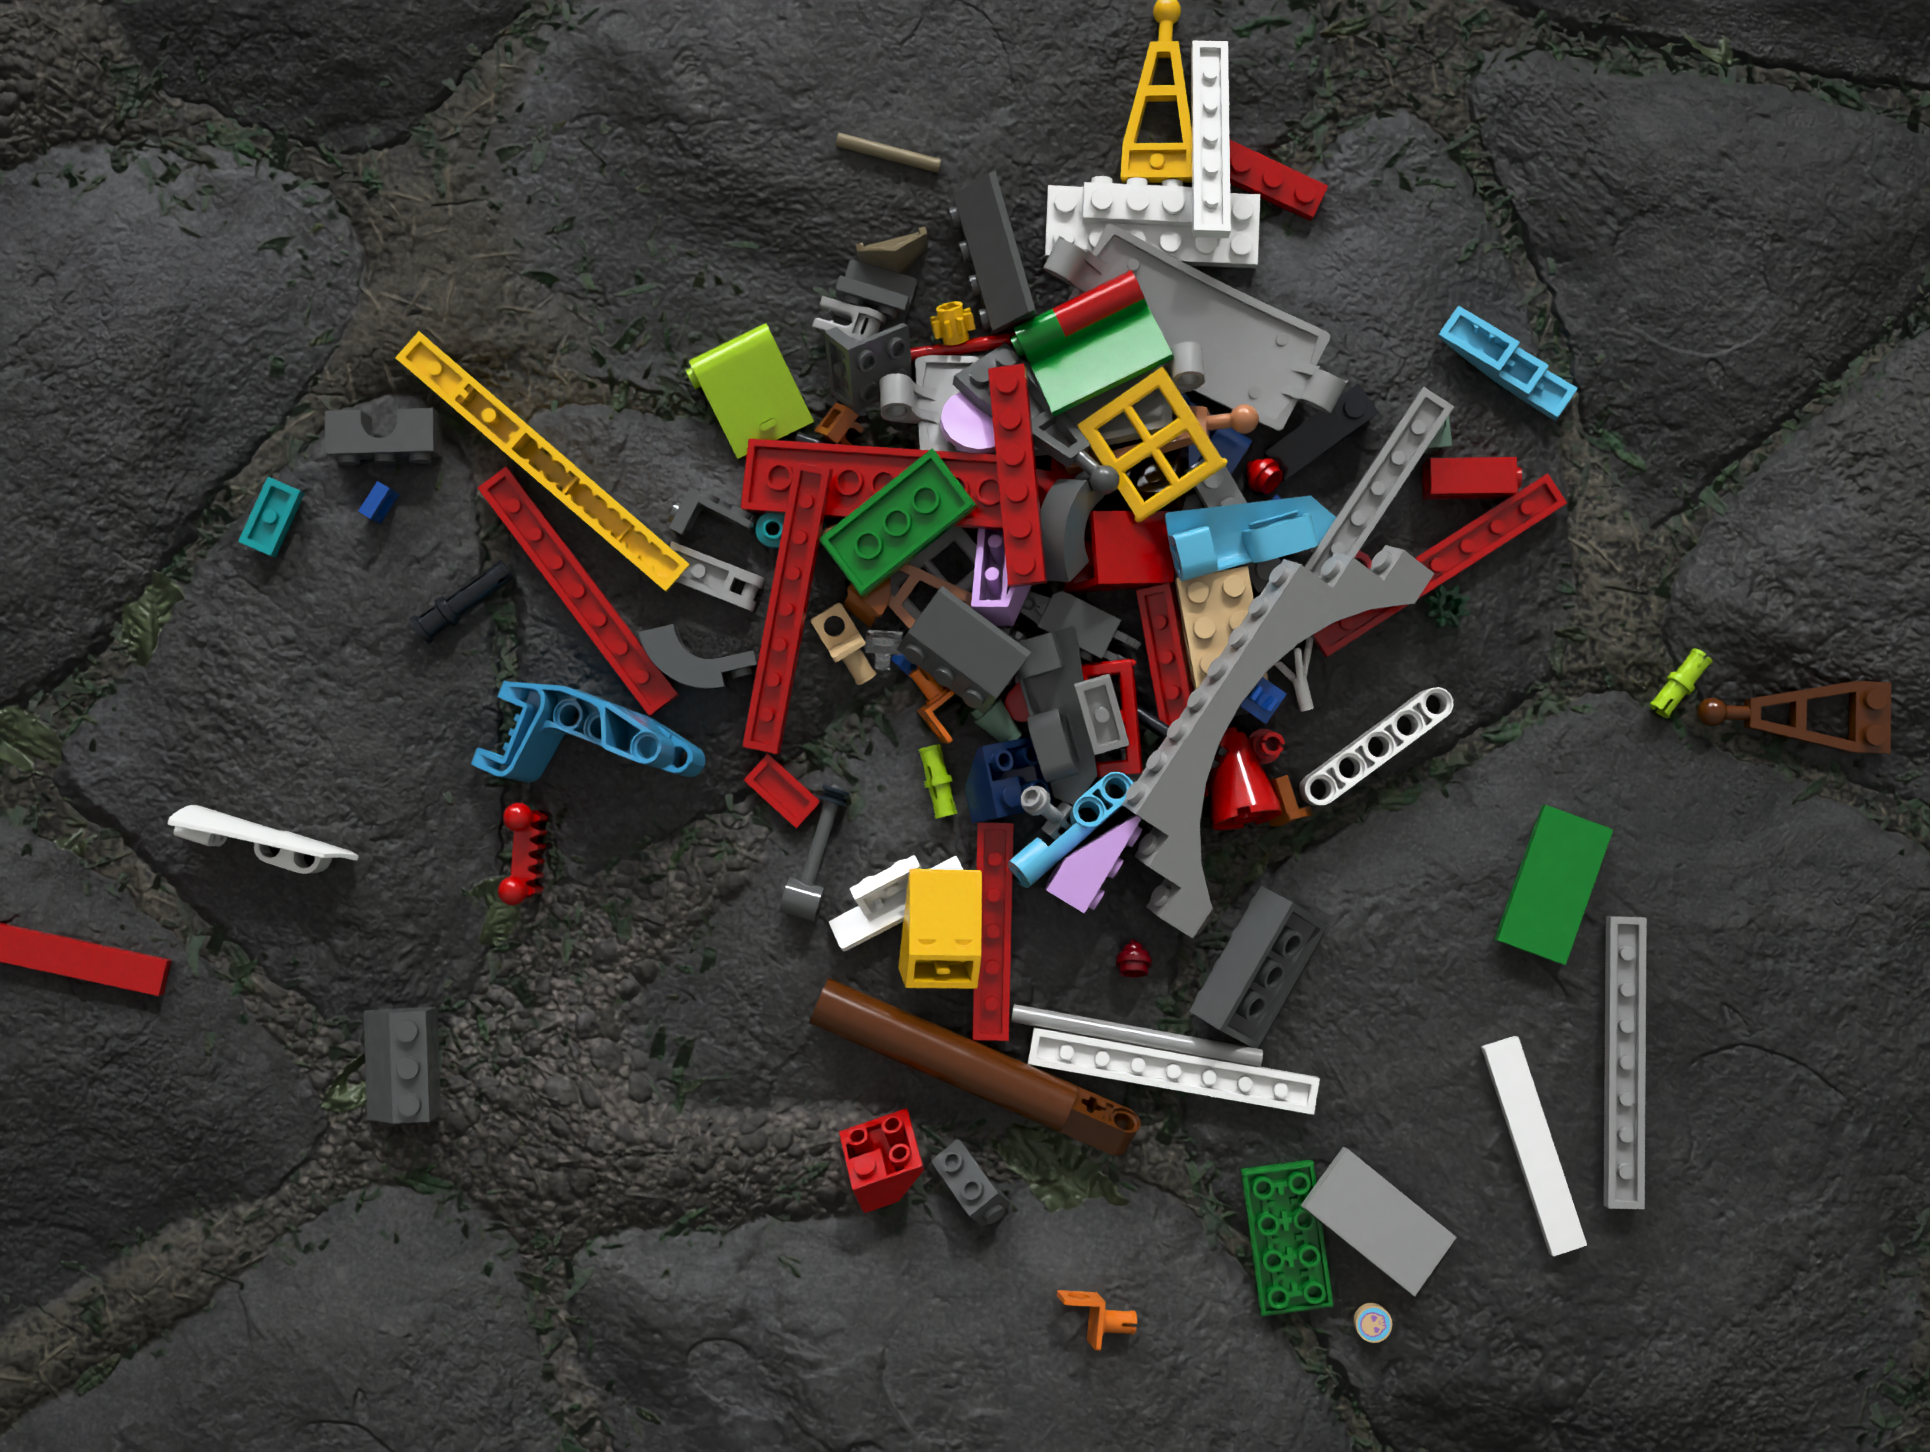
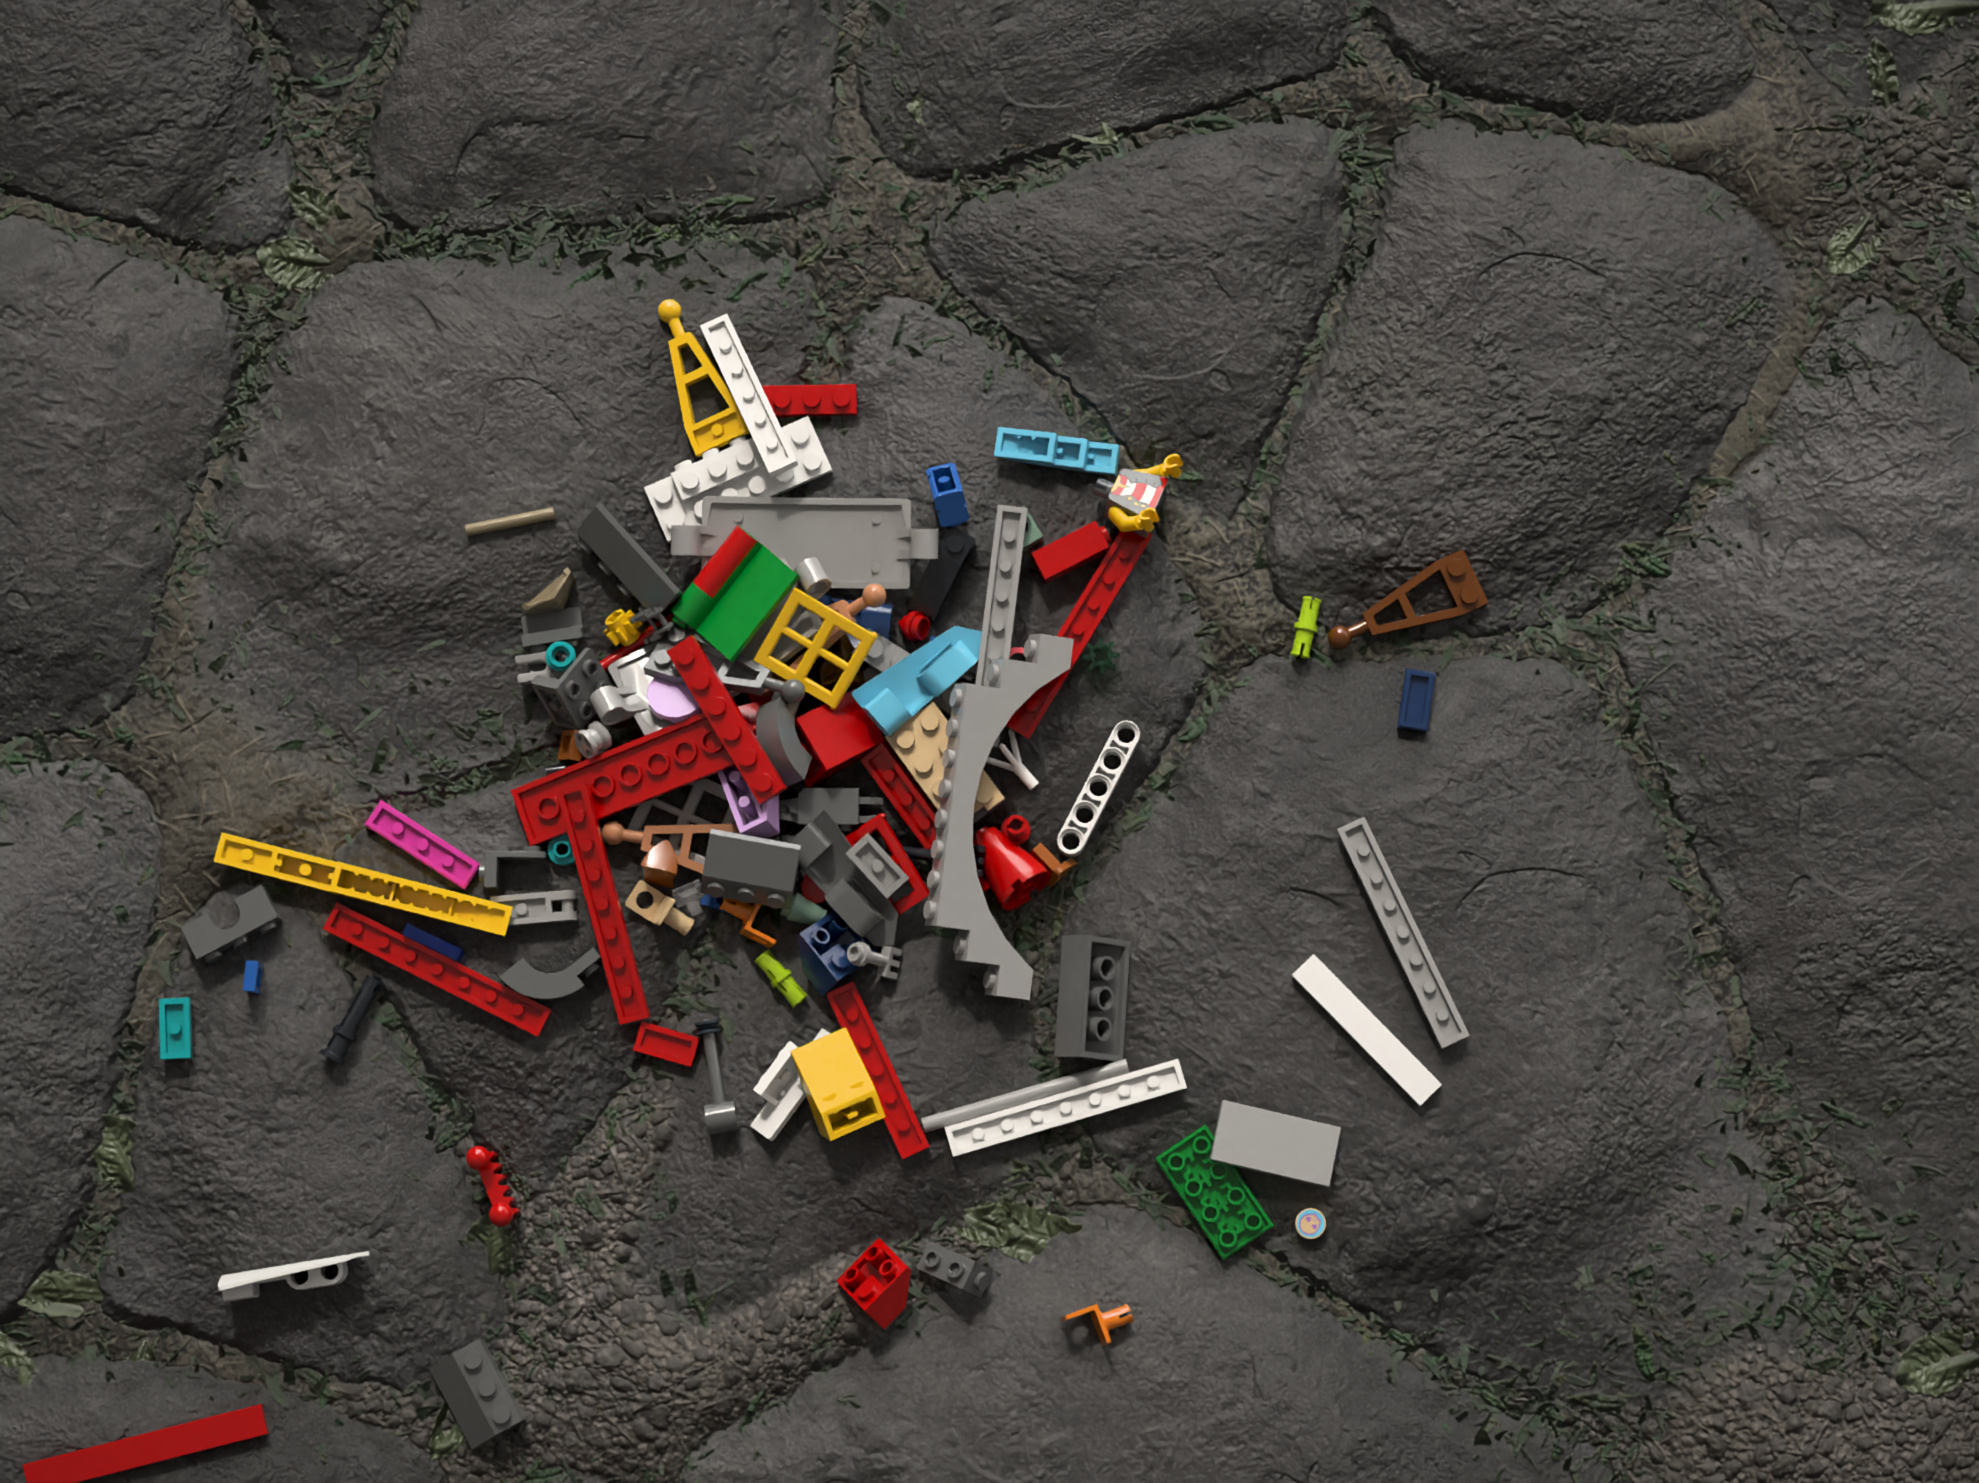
camera: 15 degrees left, 5 degrees down
(550, 714) = (462, 1072): dark azure piece -> none
(587, 560) = (433, 942): none -> clear blue tile
(628, 451) = (423, 845): none -> dark pink tile
(749, 386) = (490, 751): lime door -> none
(862, 426) = (592, 739): none -> light grey wheel
(870, 307) = (564, 647): none -> teal plate
(898, 522) = (655, 798): green tile -> none
(975, 1068) = (914, 1179): reddish brown piece -> none
(986, 320) = (648, 614): none -> dark grey piece
(1039, 858) = (885, 995): medium azure panel -> none
(1085, 868) = (921, 988): lavender slope -> none
(1133, 960) = (995, 1040): dark red plate -> none
(1263, 700) = (990, 795): blue tile -> none
(1372, 351) = (947, 495): none -> blue brick
(1553, 884) = (1283, 826): green tile -> none
(1574, 452) = (1138, 495): none -> torso
(1759, 819) = (1416, 700): none -> dark blue tile

